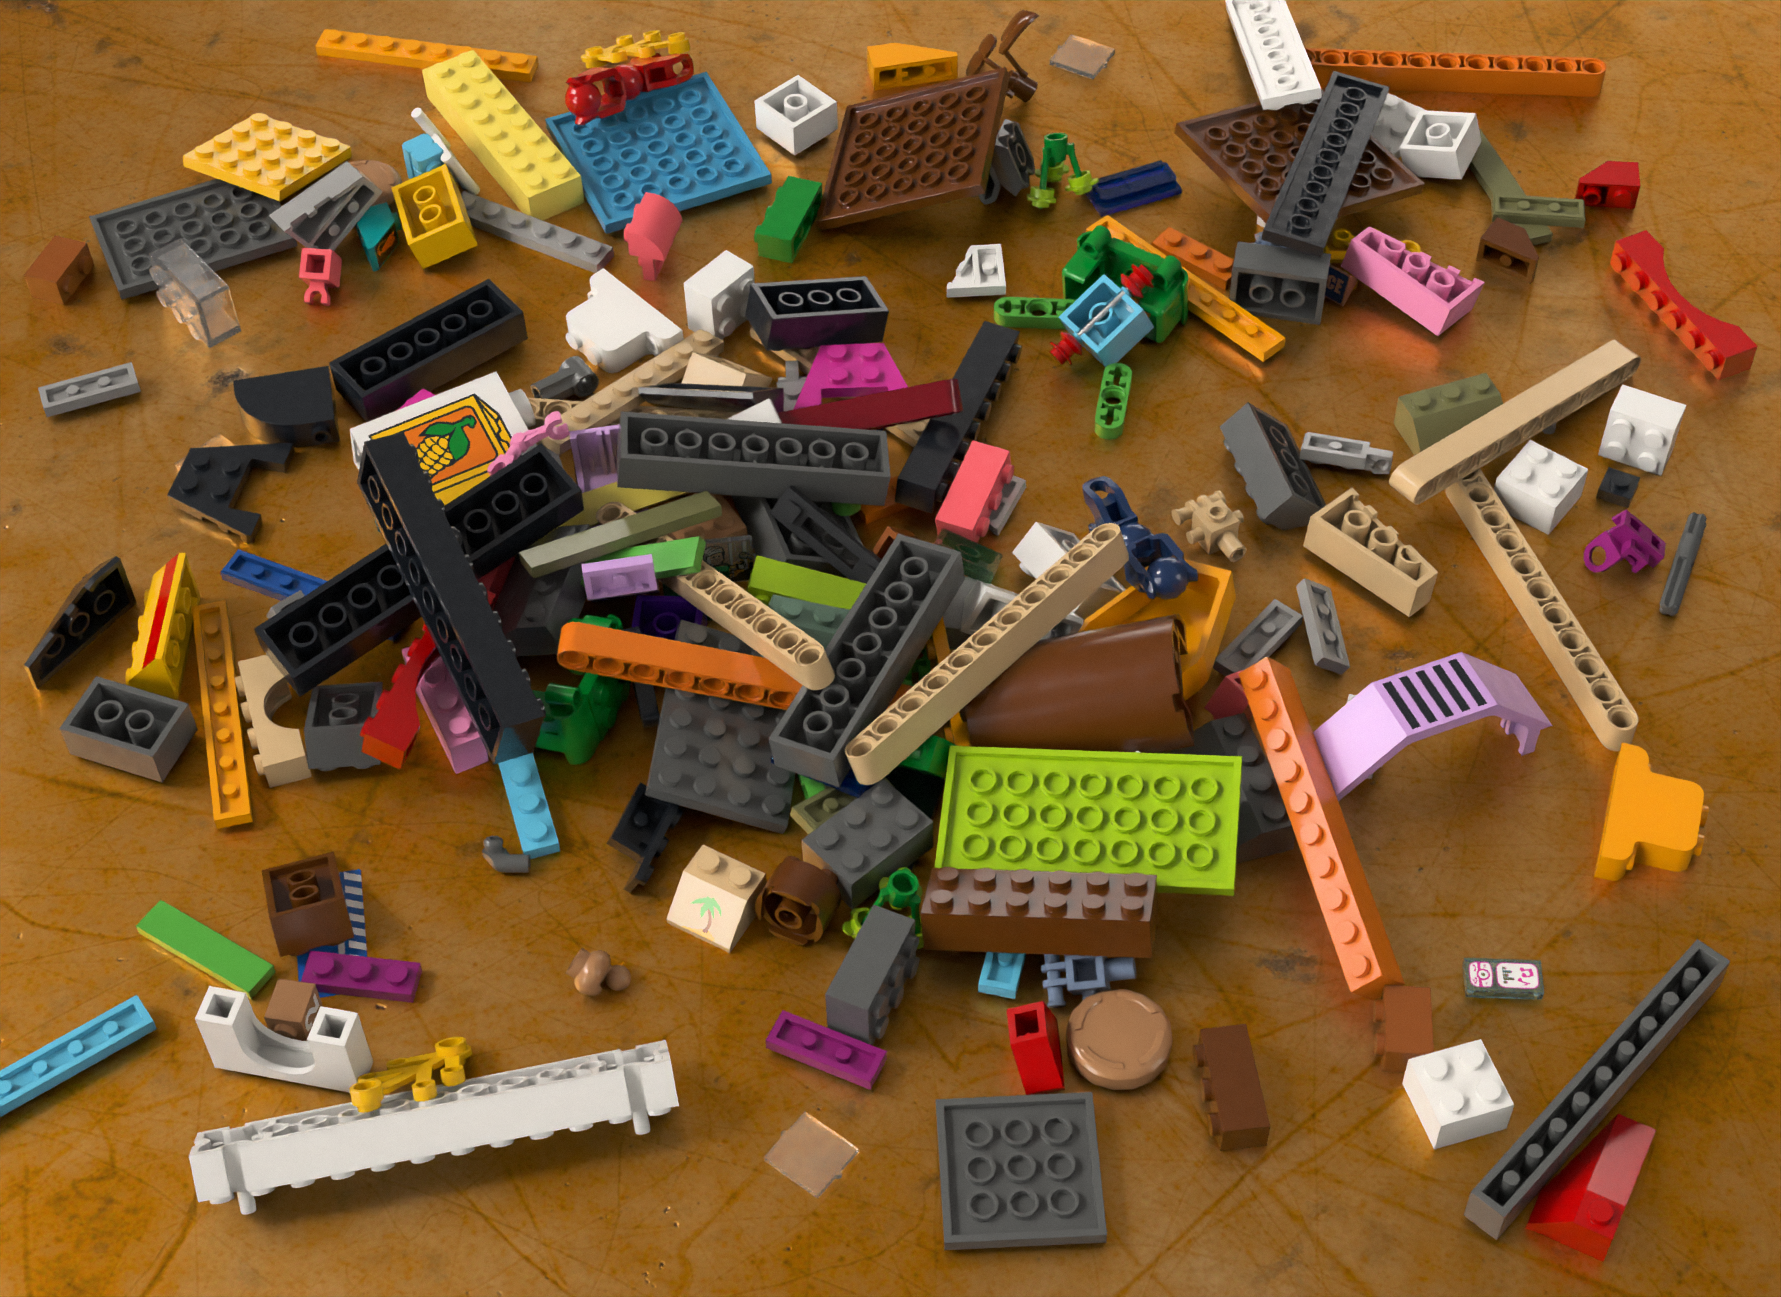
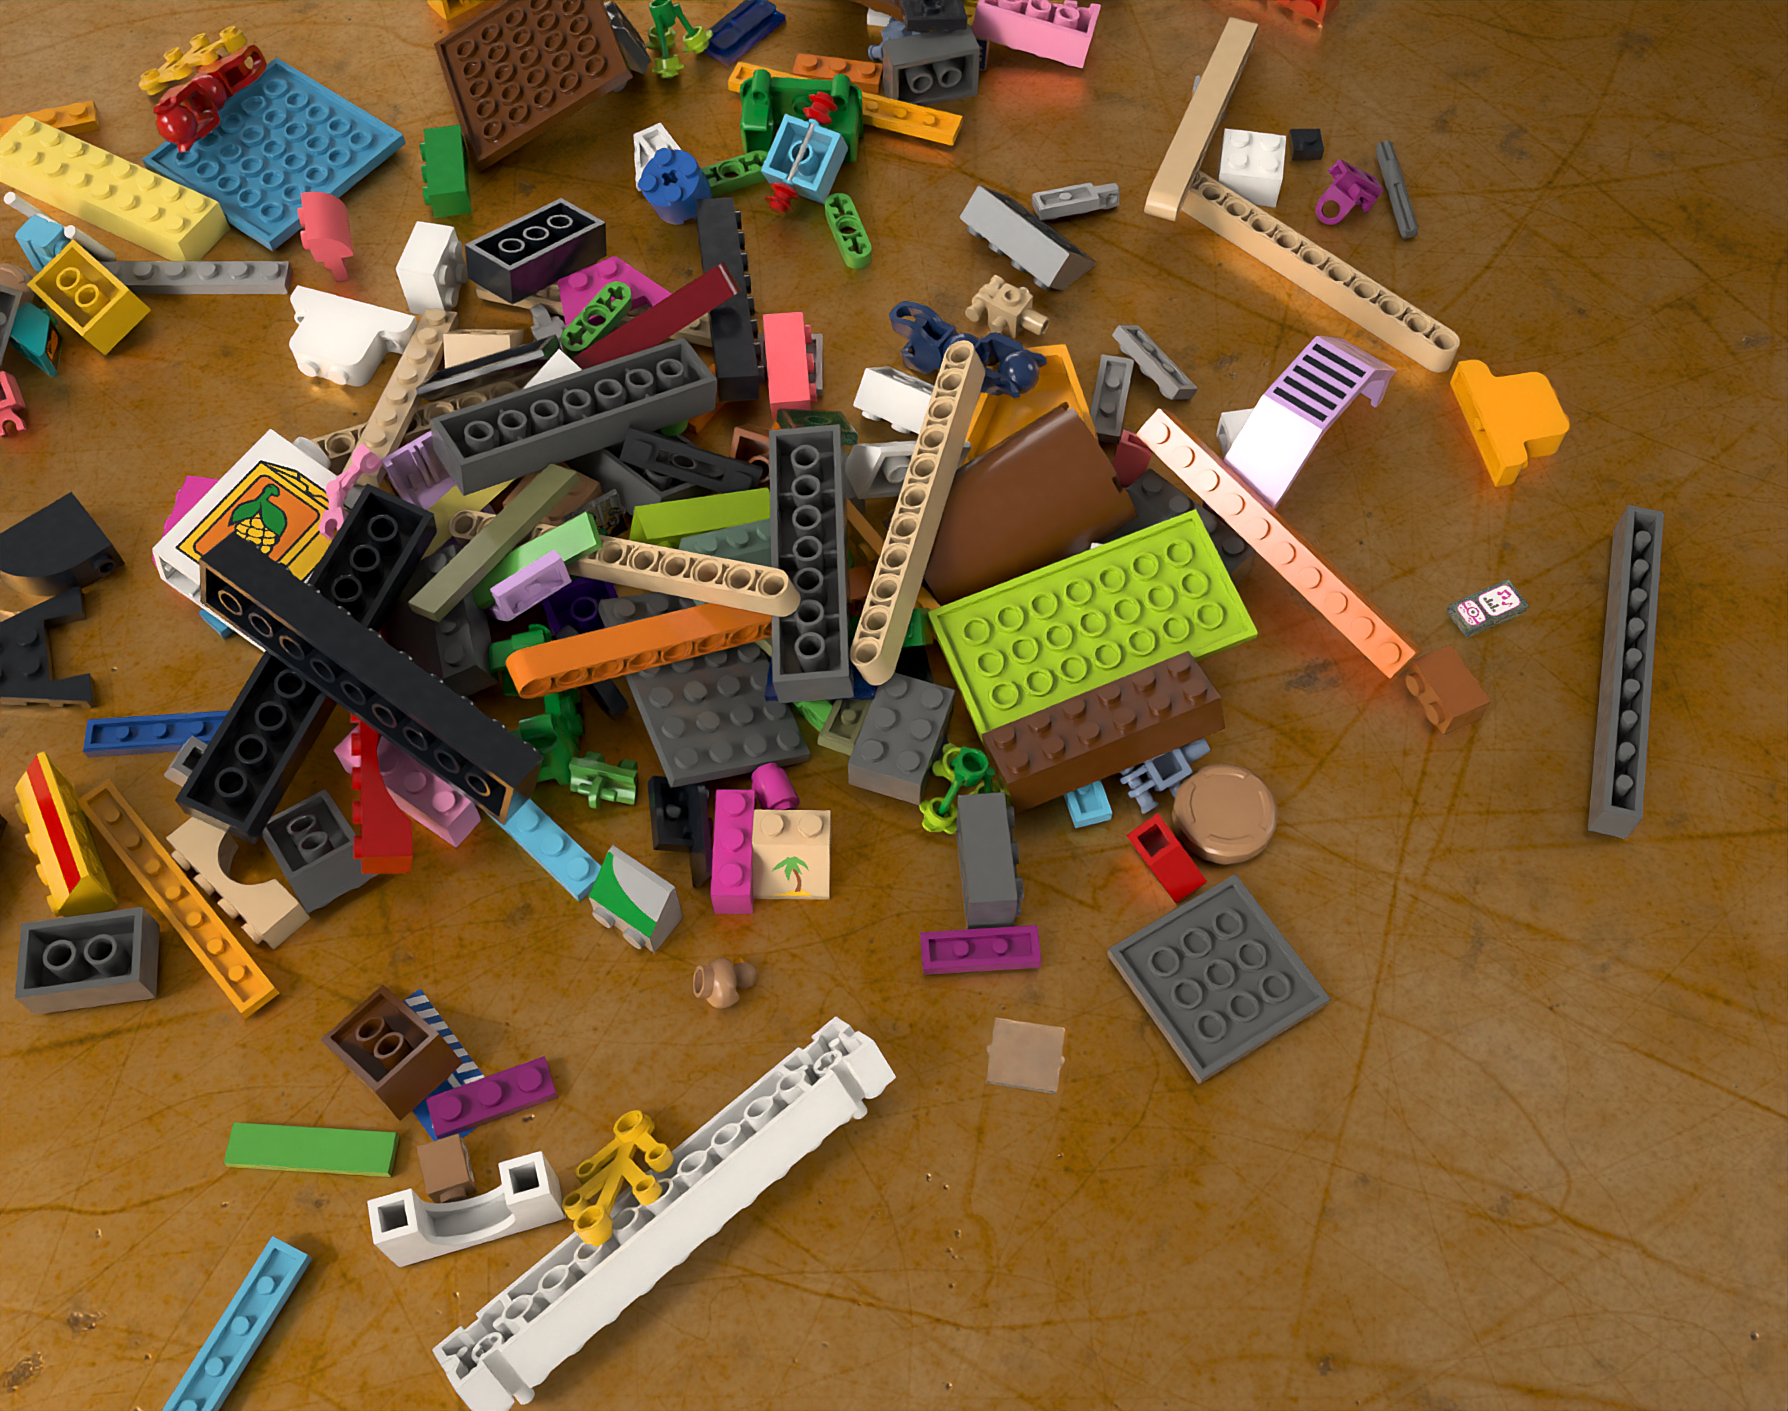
camera: 30 degrees left, 10 degrees up
(428, 350) = (166, 436): black brick -> none
(500, 858) = (558, 913): dark grey arm -> none
(562, 875) = (634, 901): none -> light grey slope
(572, 378) = (329, 407): dark grey piece -> none
(600, 771) = (603, 781): none -> bright green hips
(655, 887) = (733, 852): none -> dark pink brick
(737, 838) = (774, 788): none -> dark pink brick
(796, 114) = (392, 68): white brick -> none
(798, 901) = (873, 821): reddish brown brick -> none
(835, 379) = (598, 306): none -> bright green beam
(972, 299) = (673, 184): none -> blue brick
(1231, 1087) = (1344, 810): reddish brown brick -> none
(1370, 553) = (1157, 281): tan wedge -> none
(1442, 410) = (1139, 136): olive slope -> none
(1457, 1094) = (1523, 726): white brick -> none
(1591, 1192) = (1681, 762): red wedge -> none
(1641, 430) = (1303, 85): white brick -> none

